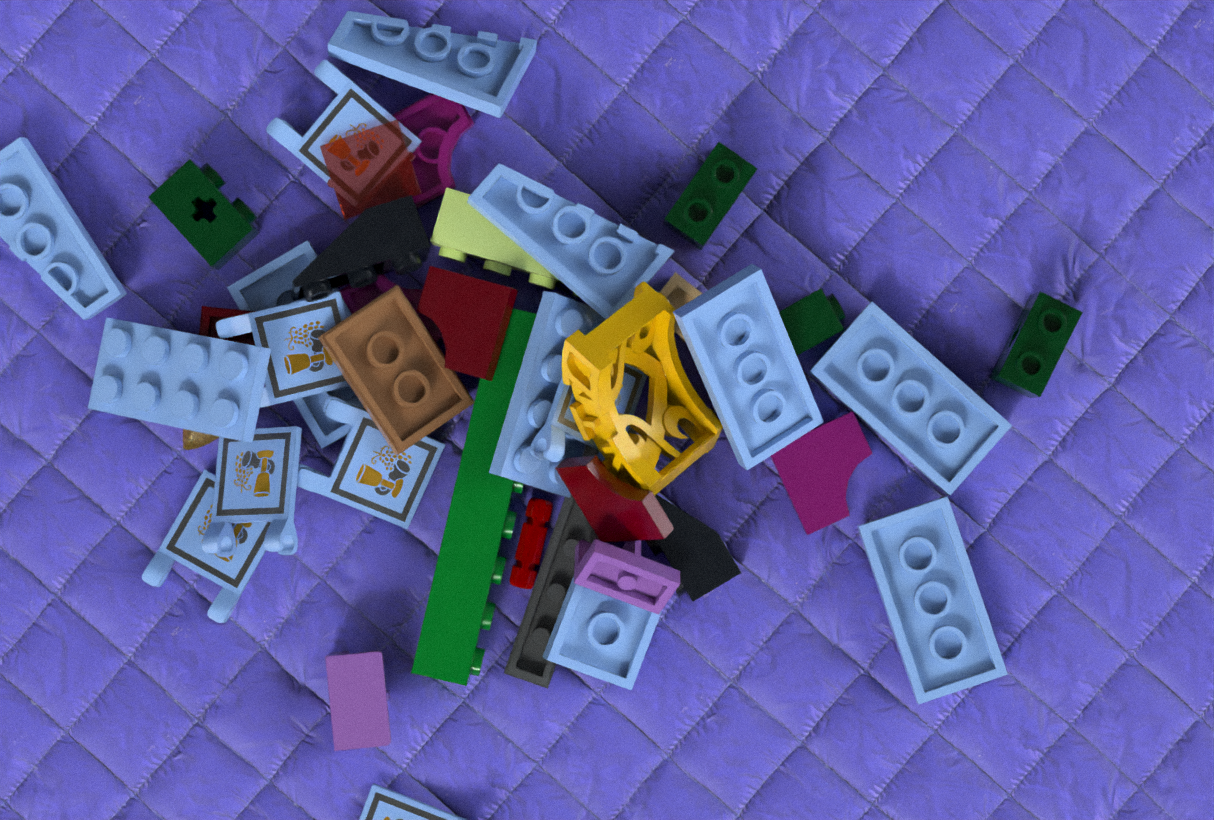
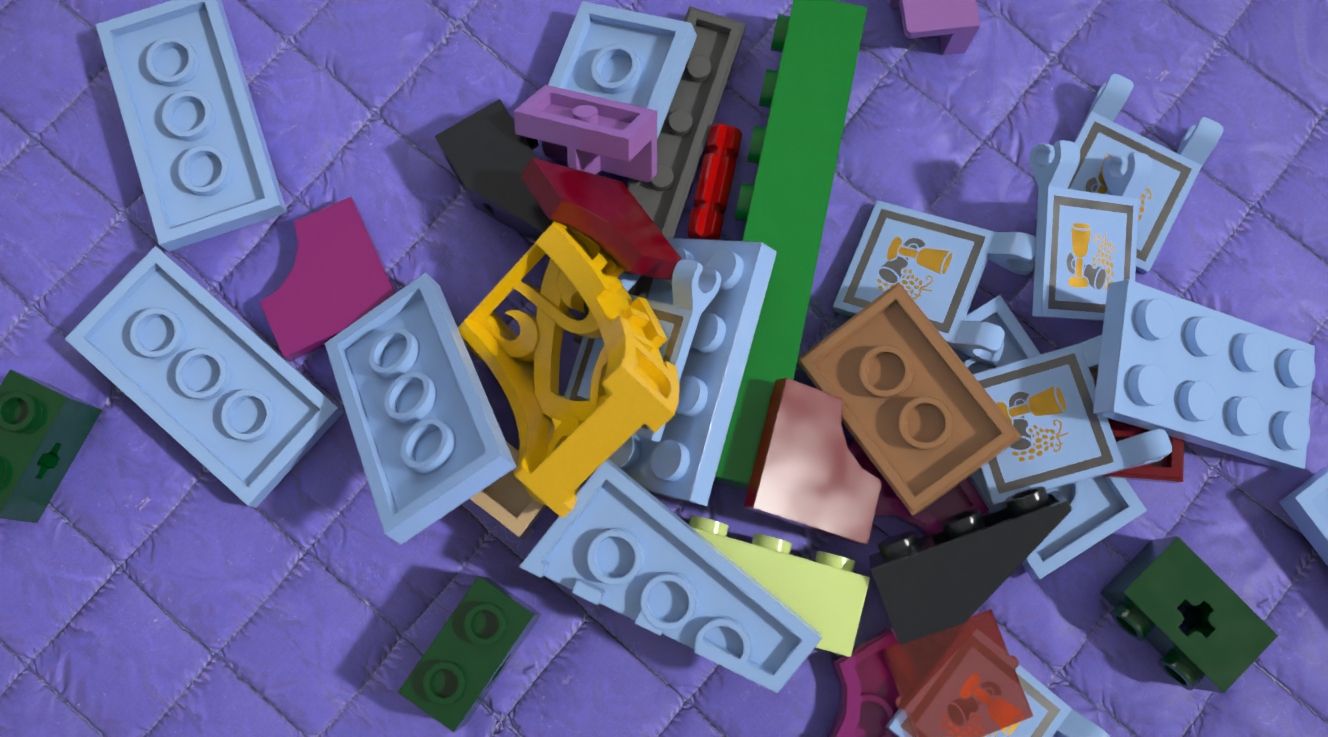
camera: 175 degrees right, 10 degrees down
(812, 320) = (328, 478): dark green brick -> none

